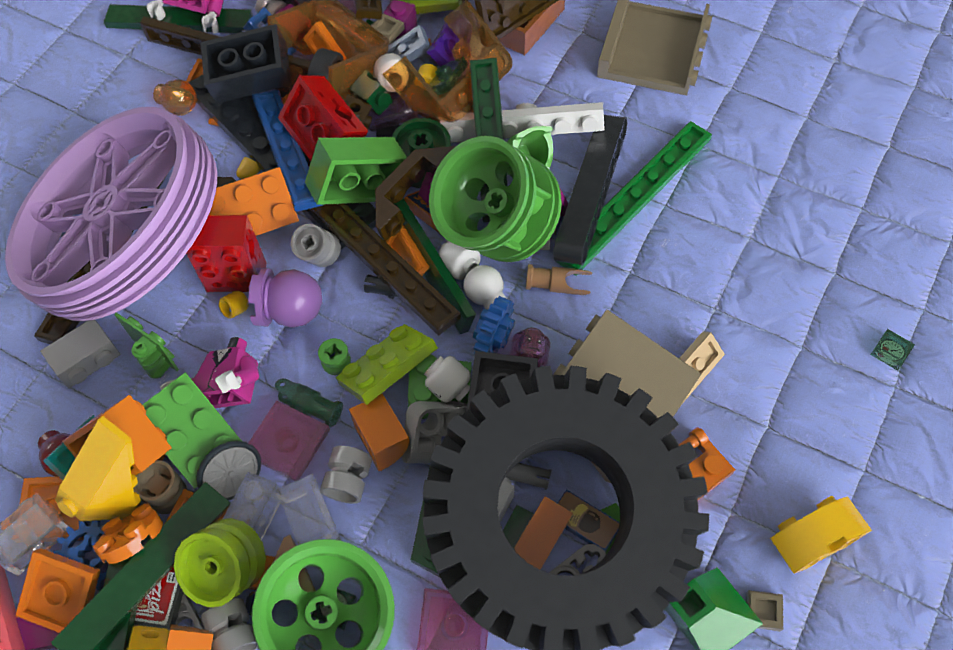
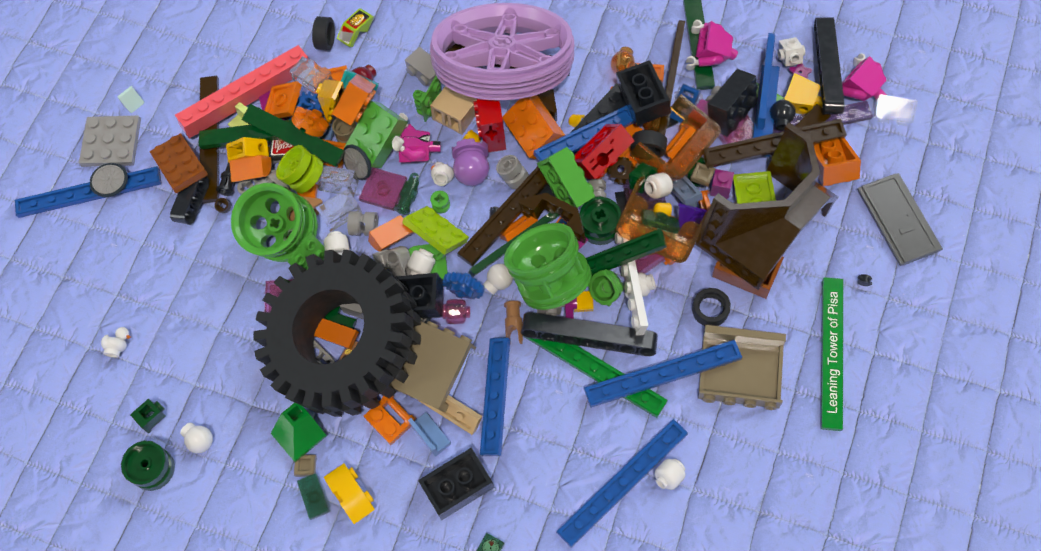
camera: 85 degrees right, 5 degrees up
(174, 313) = (453, 110): none -> tan piece
(285, 349) = (441, 173): none -> white animal
(377, 522) = (336, 241): none -> white head
(402, 577) = (308, 246): none -> bright green hinge
(569, 44) = (718, 295): none -> black tyre
(657, 122) = (662, 373): none -> blue tile
(671, 314) = (495, 397): none -> blue tile
(722, 410) = (430, 434): none -> medium blue panel
(792, 129) = (670, 474): none -> white head
(802, 188) = (622, 483): none -> blue tile
(808, 375) = (456, 483): none -> black brick
(821, 597) = (313, 496): none -> clear green plate

